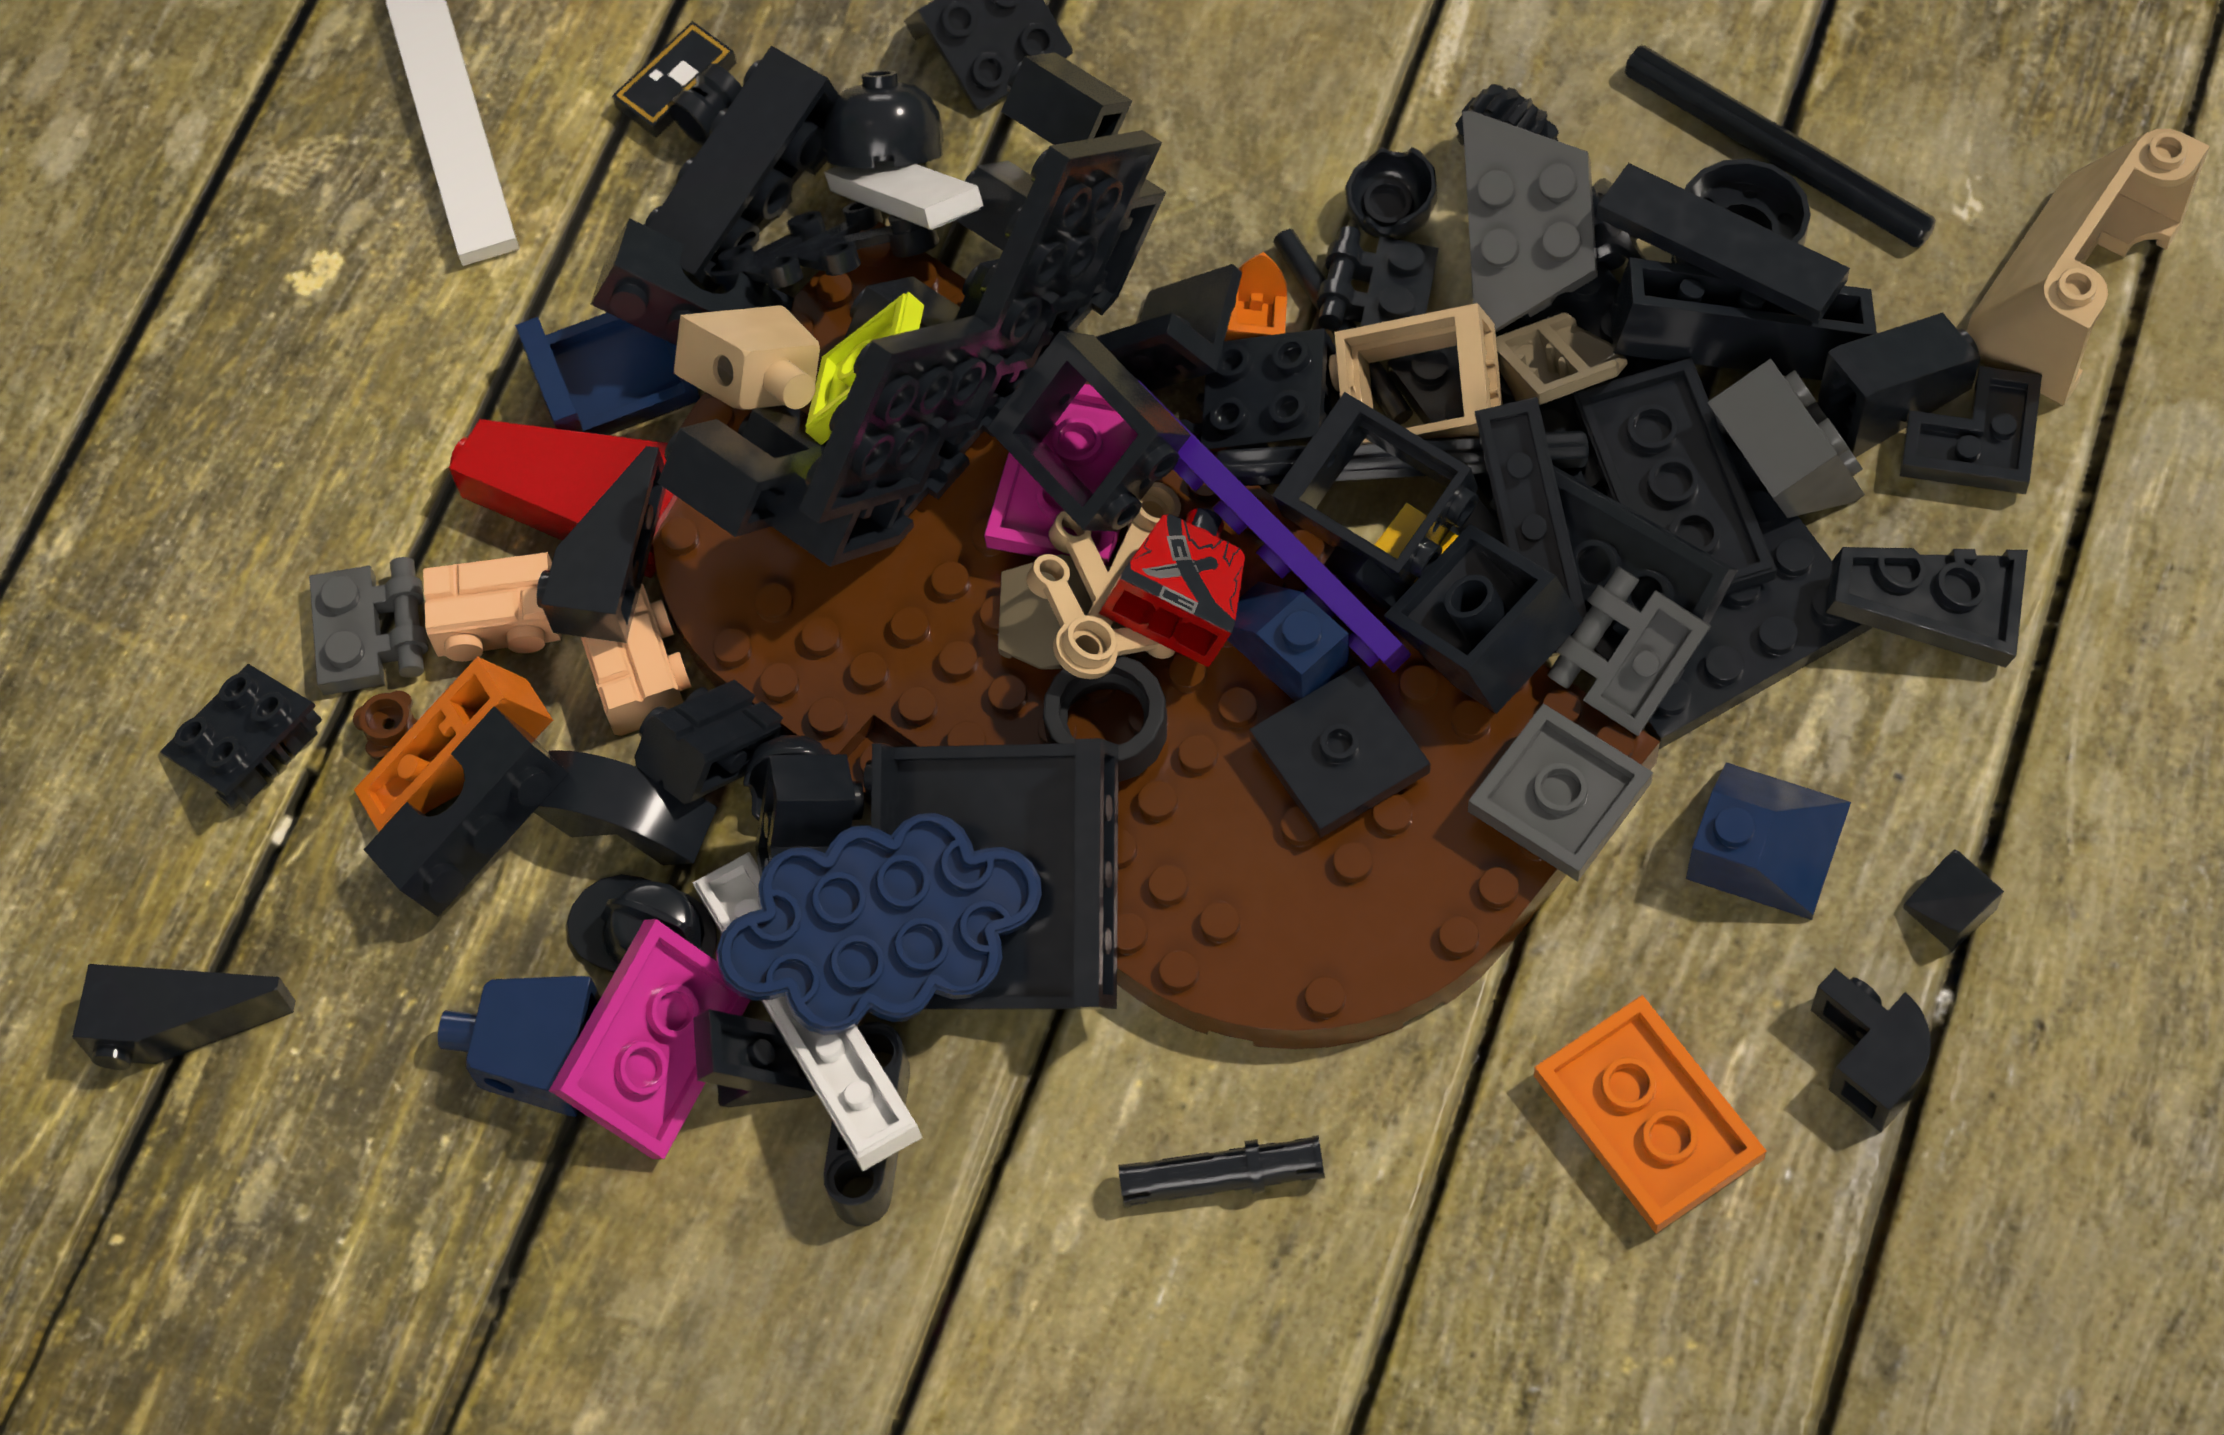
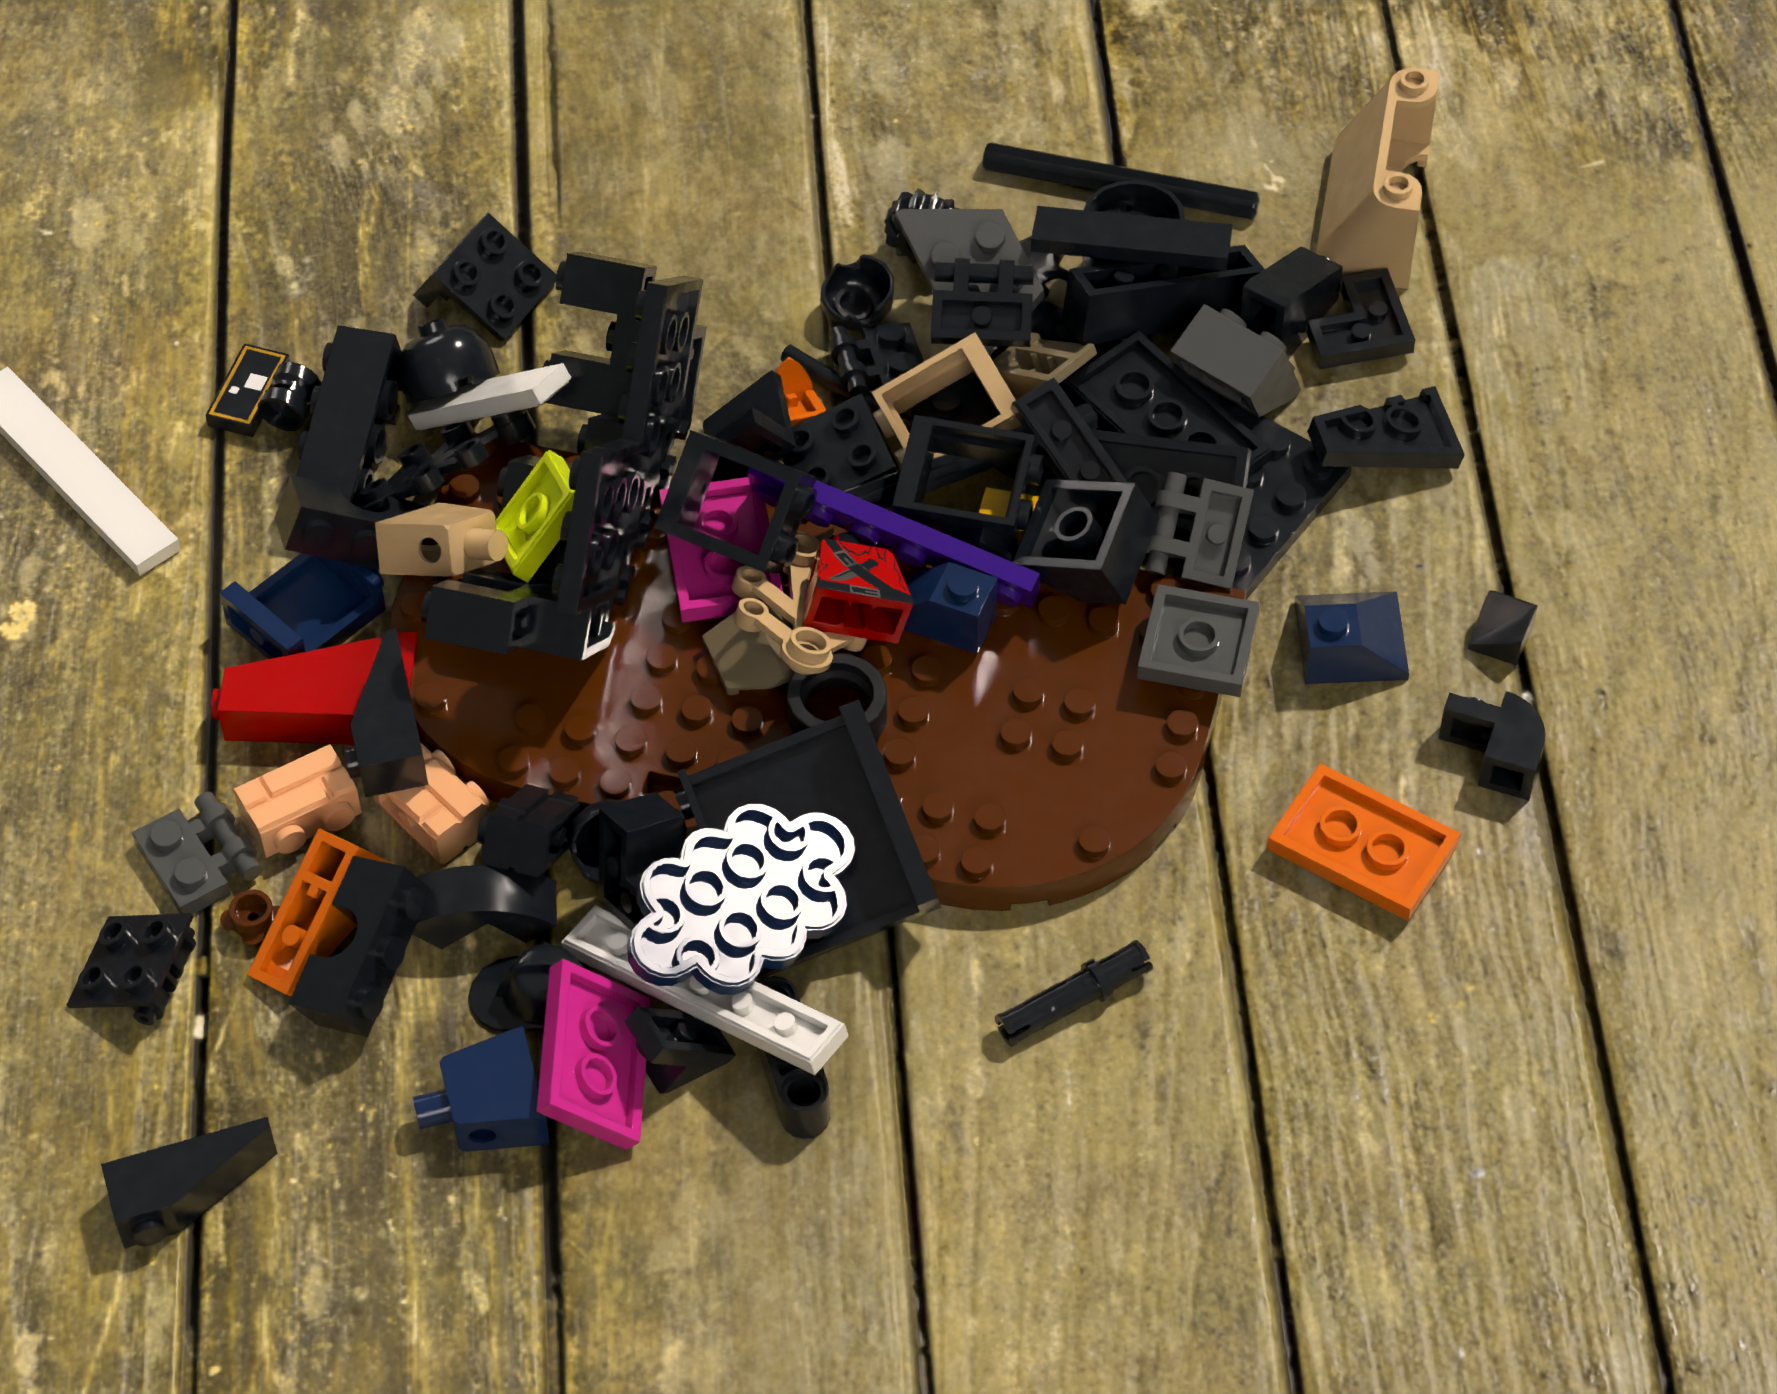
camera: 30 degrees left, 10 degrees down
(1339, 751) = (1021, 670): black plate -> none
(1503, 284) = (996, 317): none -> black plate

